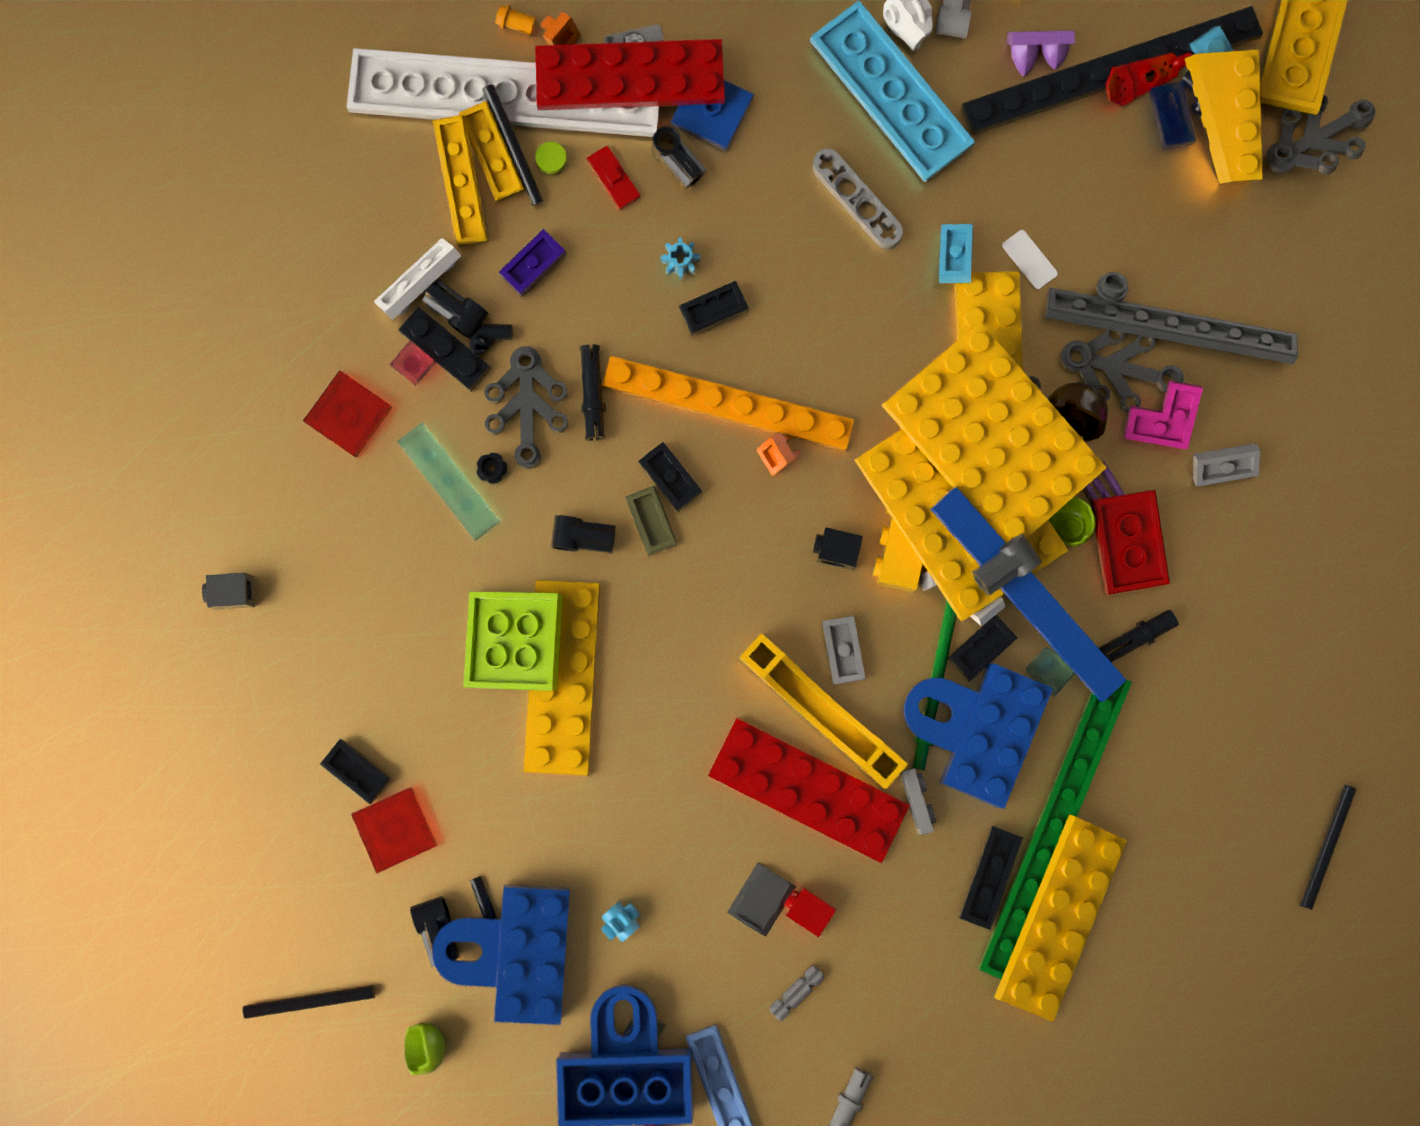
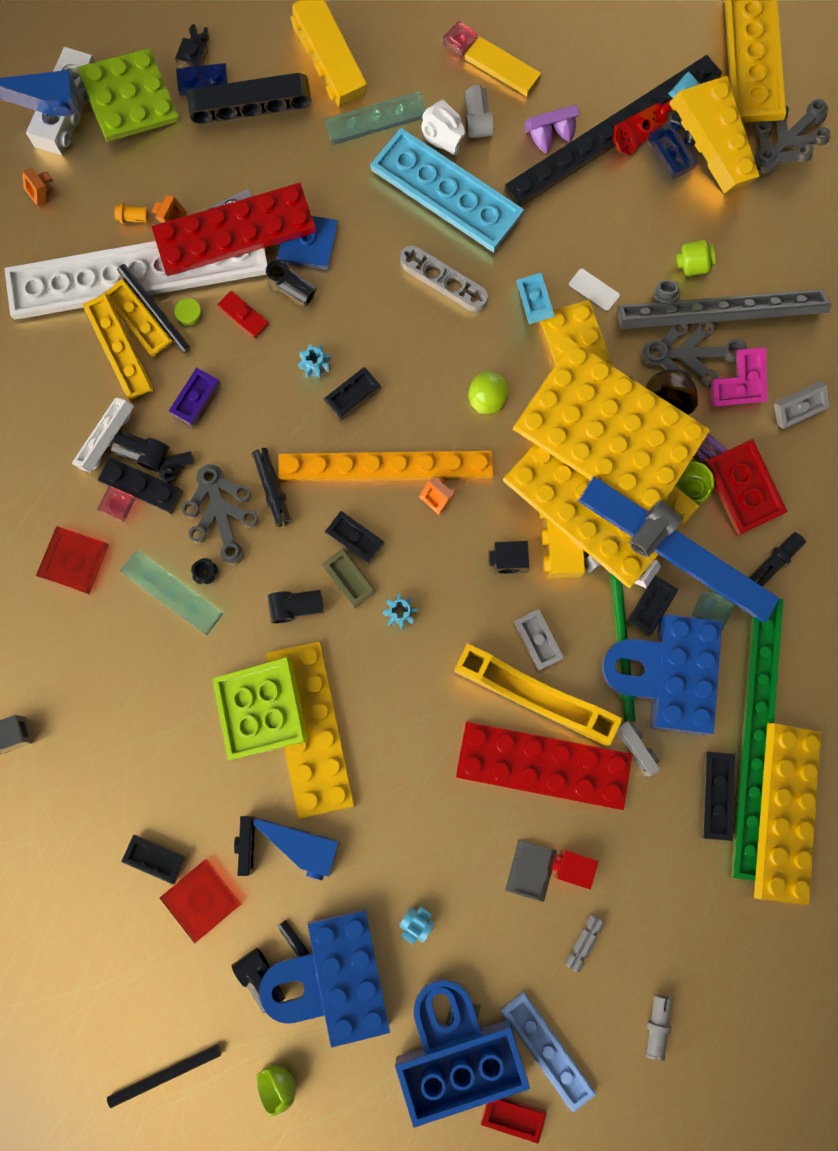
camera: 15 degrees left, 5 degrees down
(458, 783) = (245, 845): none -> black plate
(521, 806) = (305, 849): none -> blue slope
(705, 571) = (393, 608): none -> medium azure gear
(870, 349) = (488, 392): none -> lime hair
(1159, 255) = (696, 257): none -> lime head

